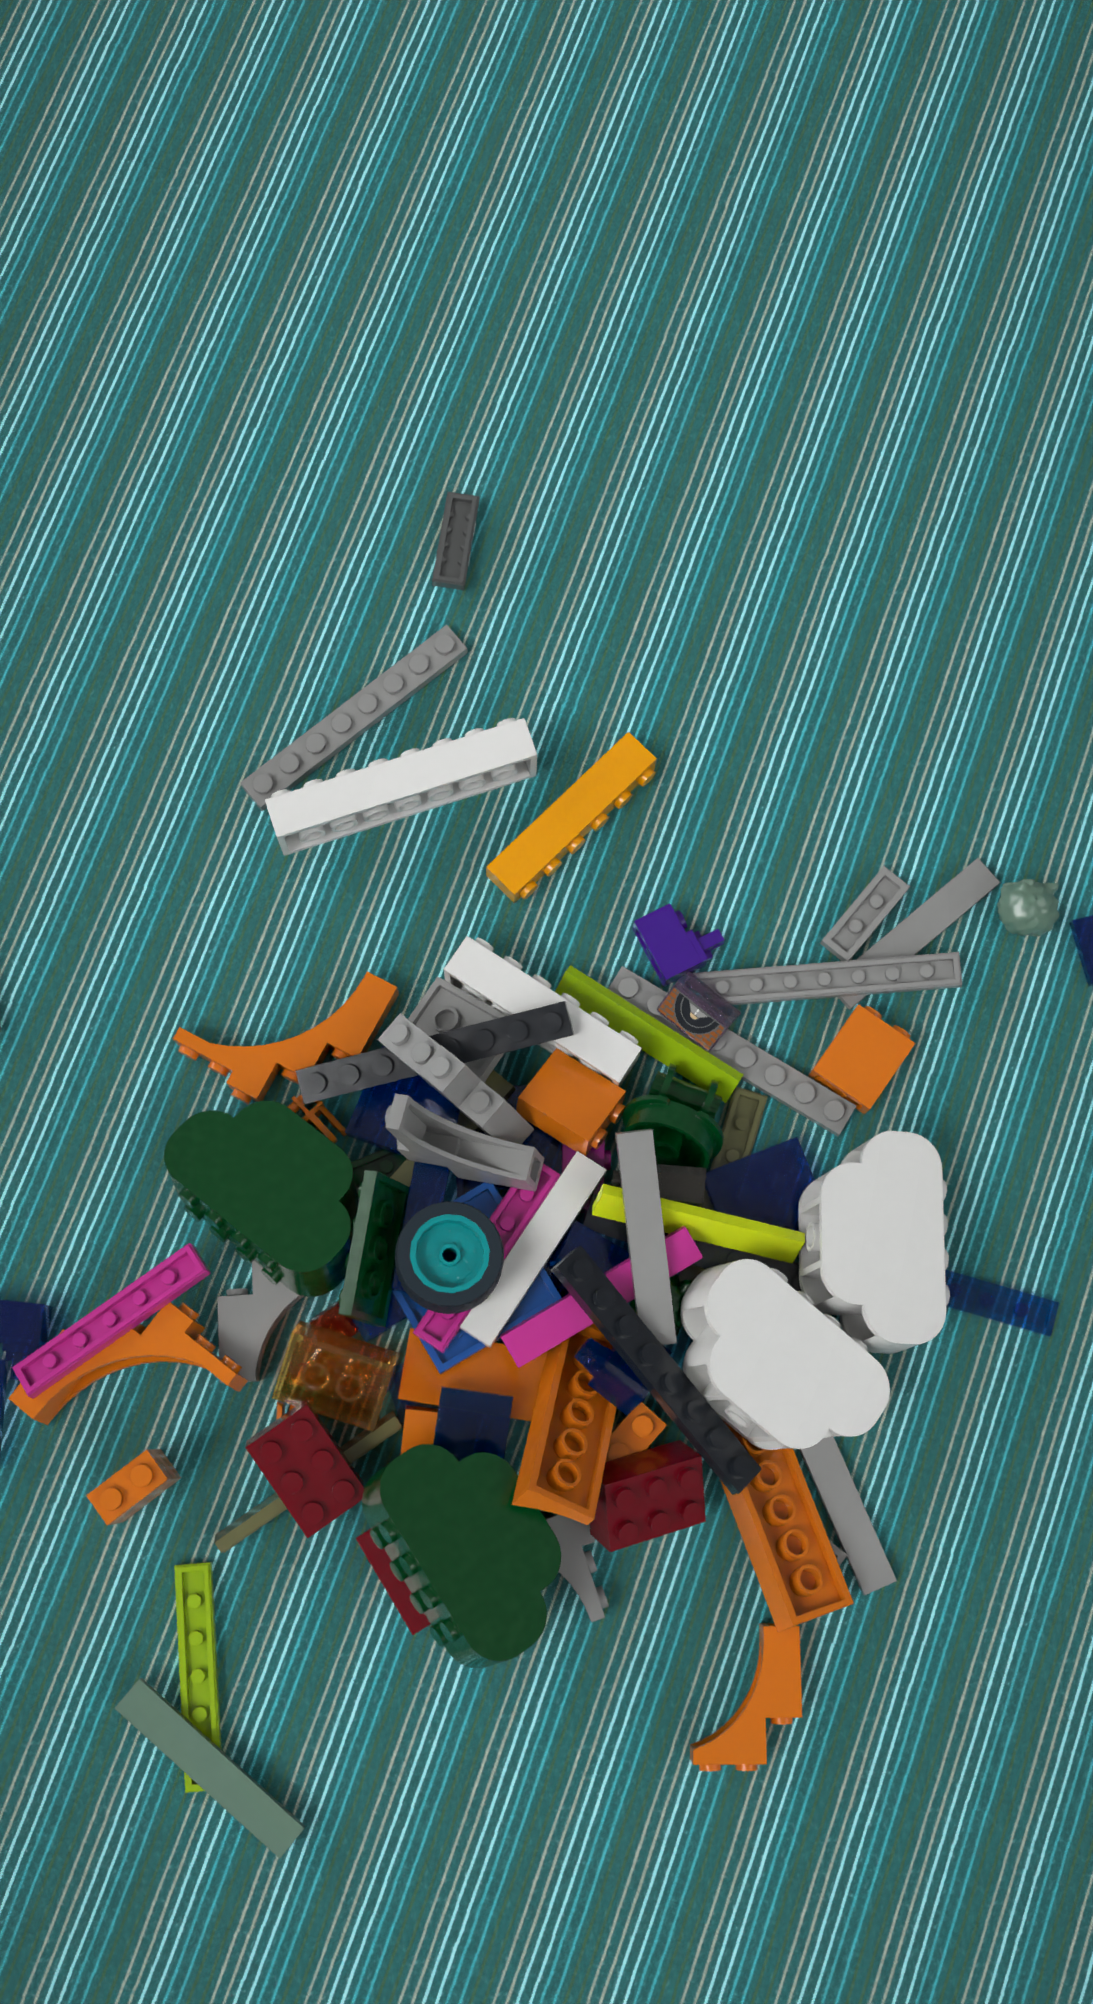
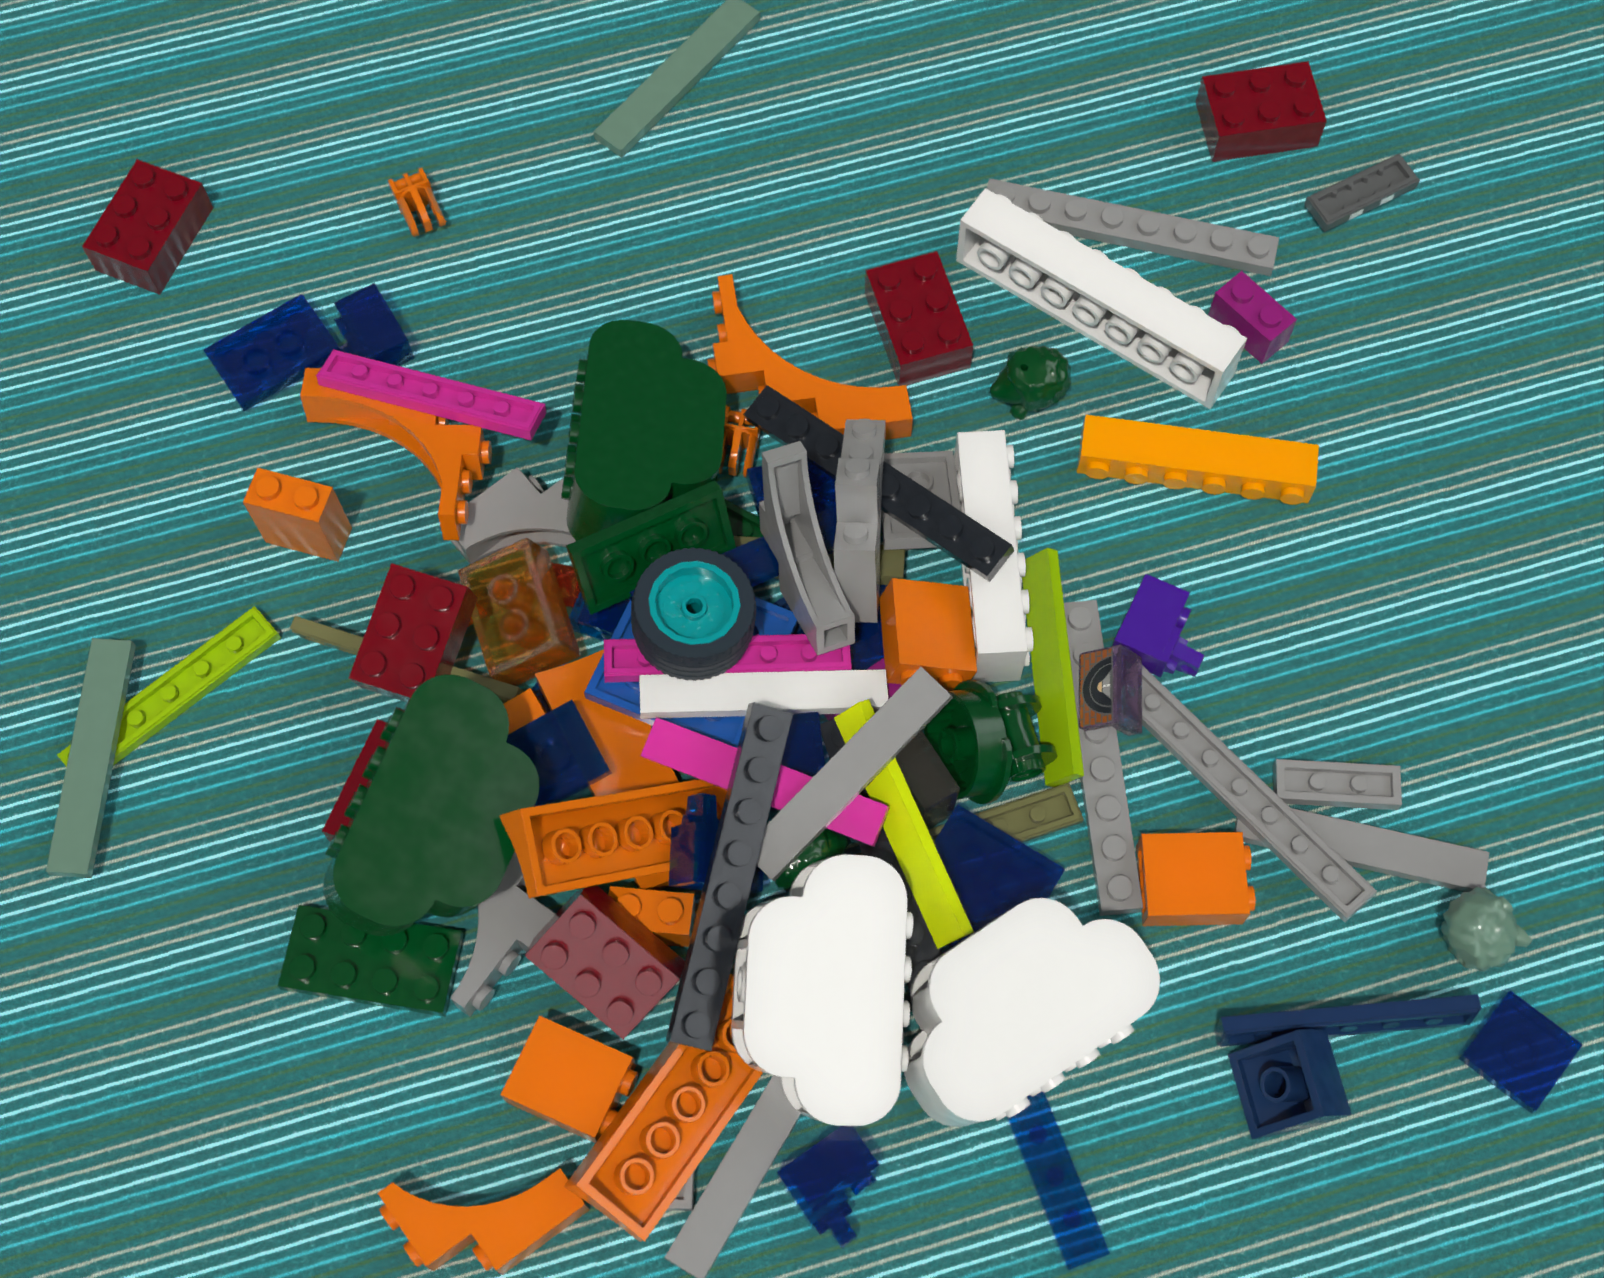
camera: 60 degrees right, 10 degrees down
(316, 921) = (918, 319): none -> dark red brick
(339, 555) = (1260, 111): none -> dark red brick
(427, 880) = (1032, 380): none -> dark green animal
(495, 694) = (1254, 315): none -> magenta brick
(496, 1692) = (392, 971): none -> dark green plate
(703, 1576) = (569, 1079): none -> orange brick
(887, 1451) = (824, 1176): none -> clear blue hinge
(1021, 1037) = (1350, 1019): none -> dark blue tile
(1035, 1105) = (1289, 1083): none -> dark blue slope

